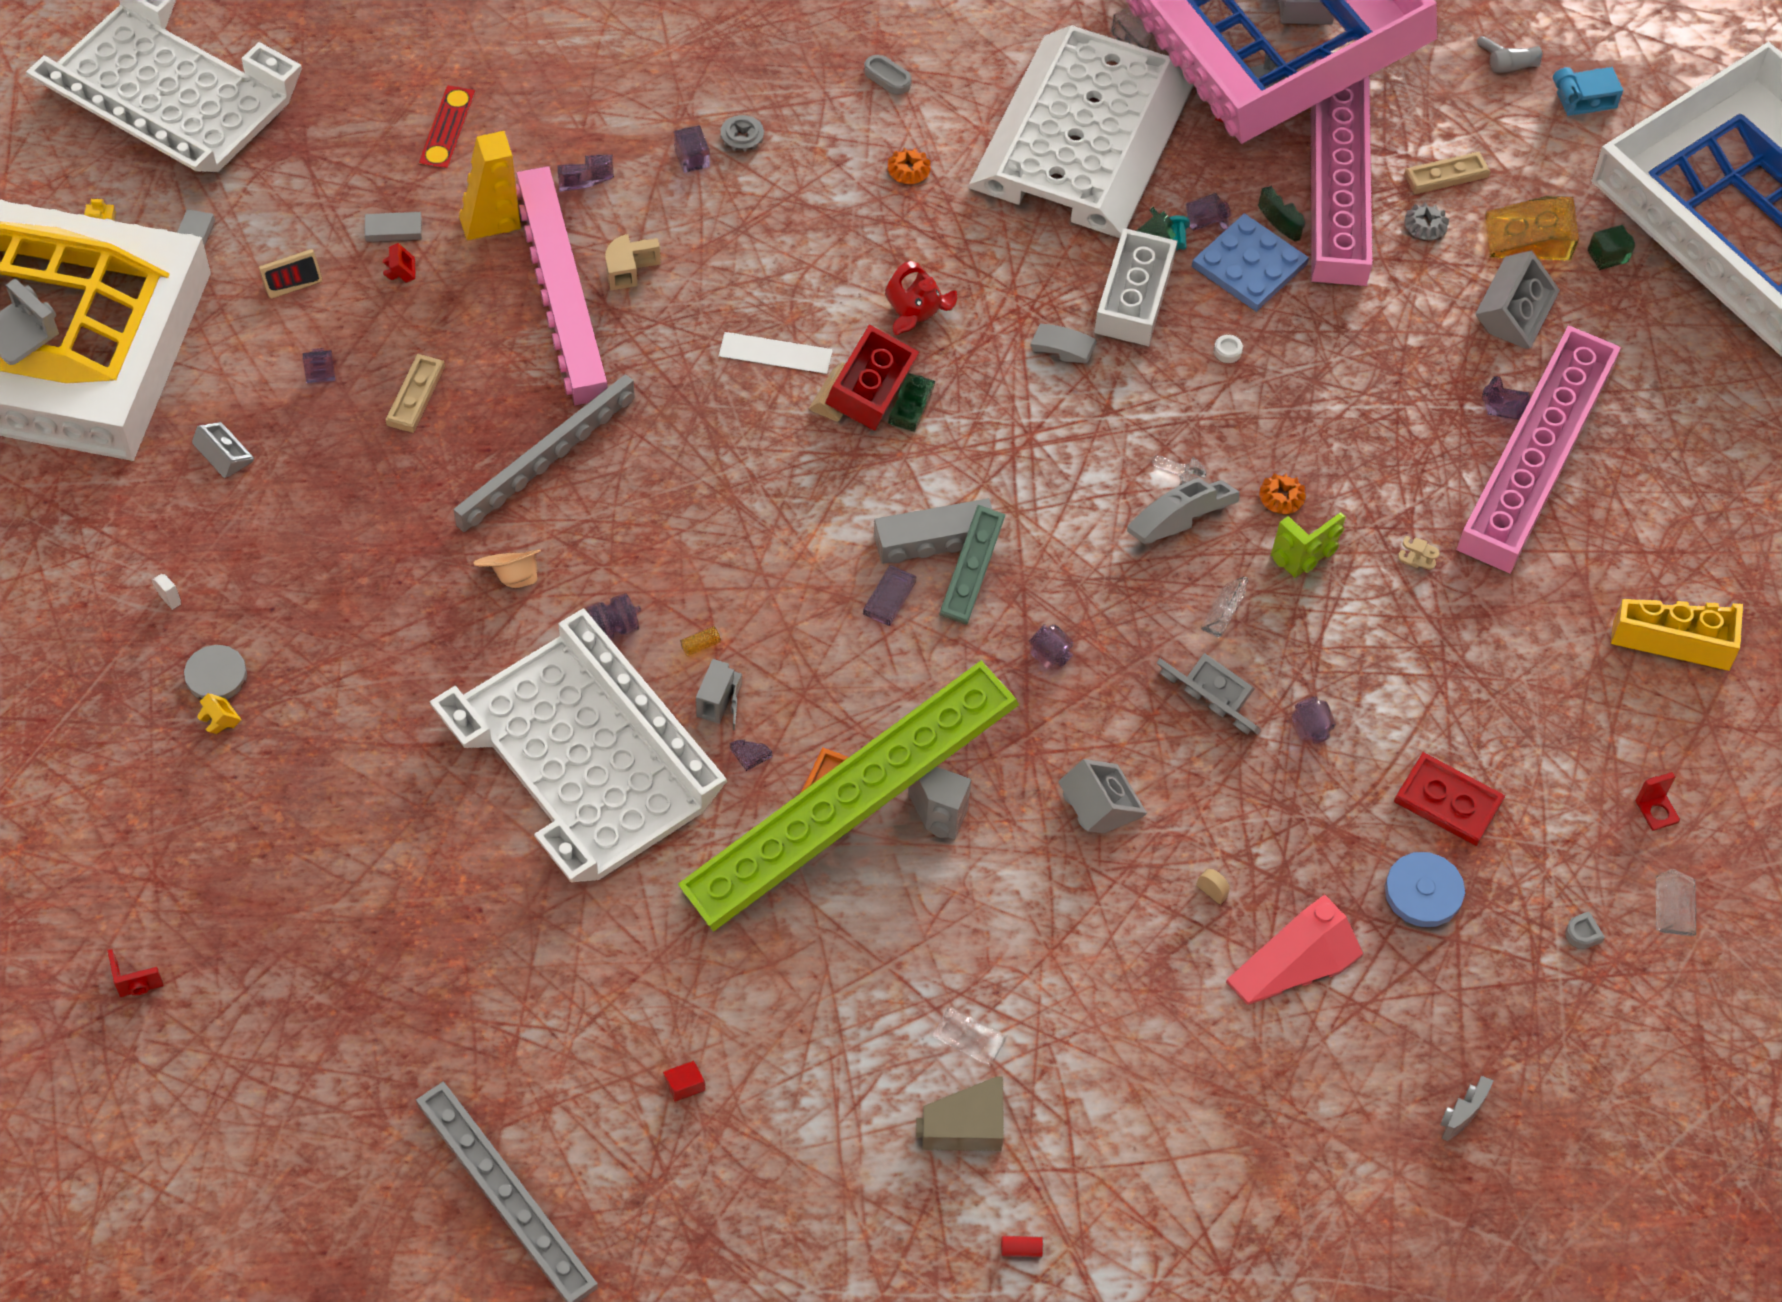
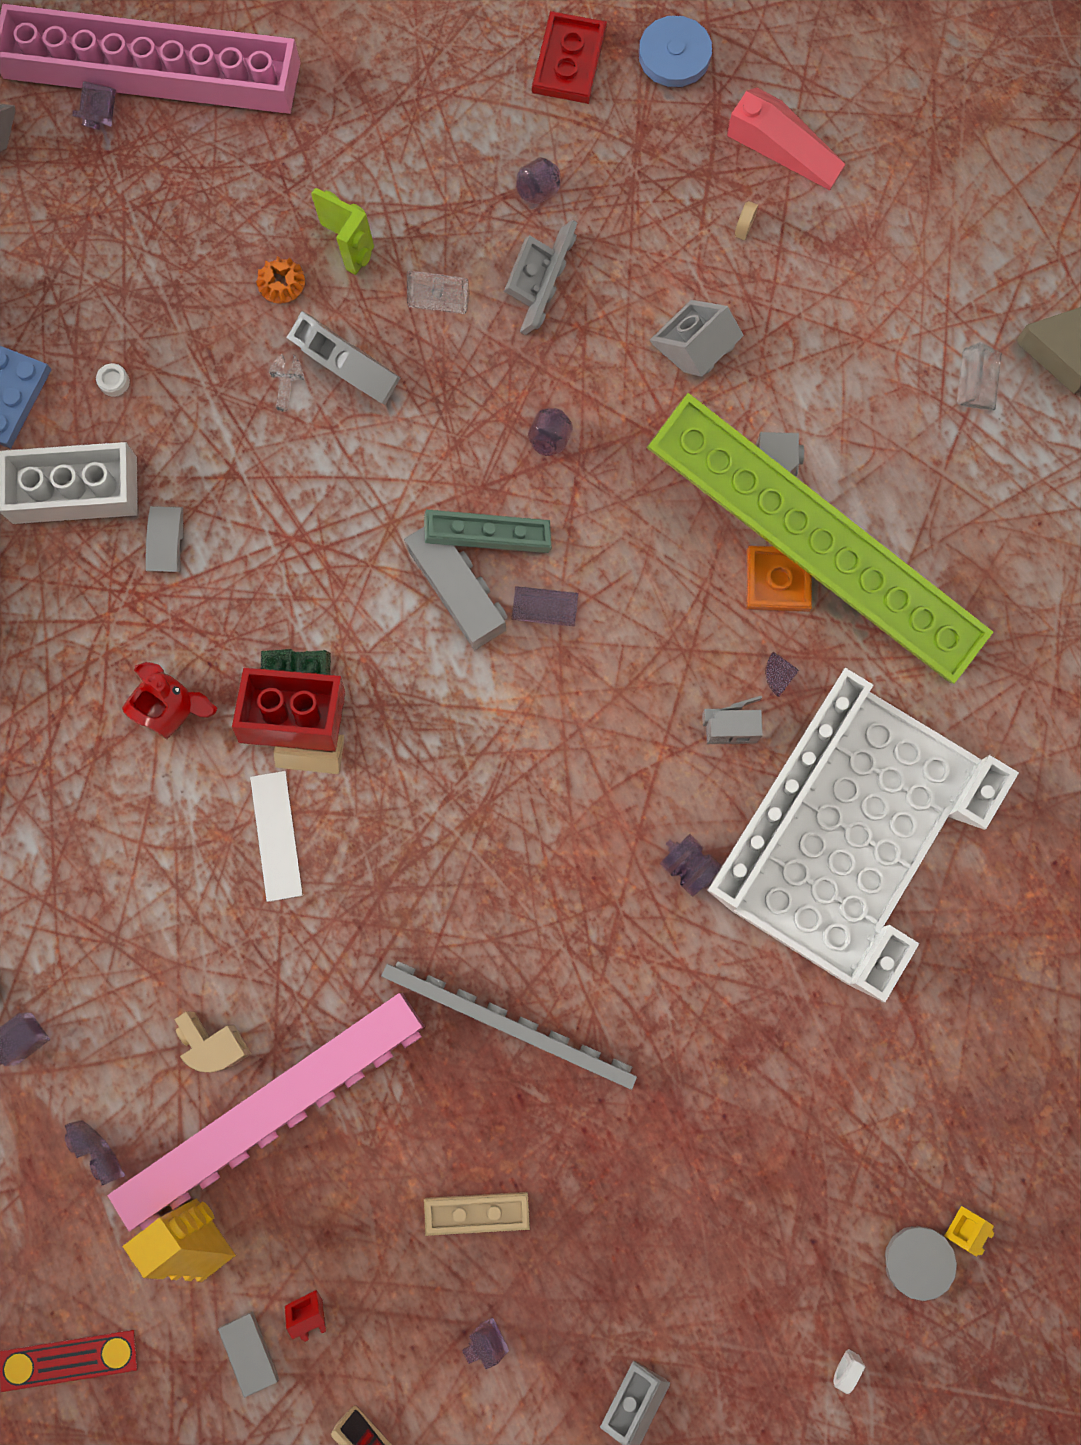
camera: 105 degrees left, 20 degrees up
(513, 568) = (667, 1003): light nougat piece -> none
(700, 641) = (674, 769): clear yellow piece -> none
(1421, 553) = (312, 136): tan piece -> none

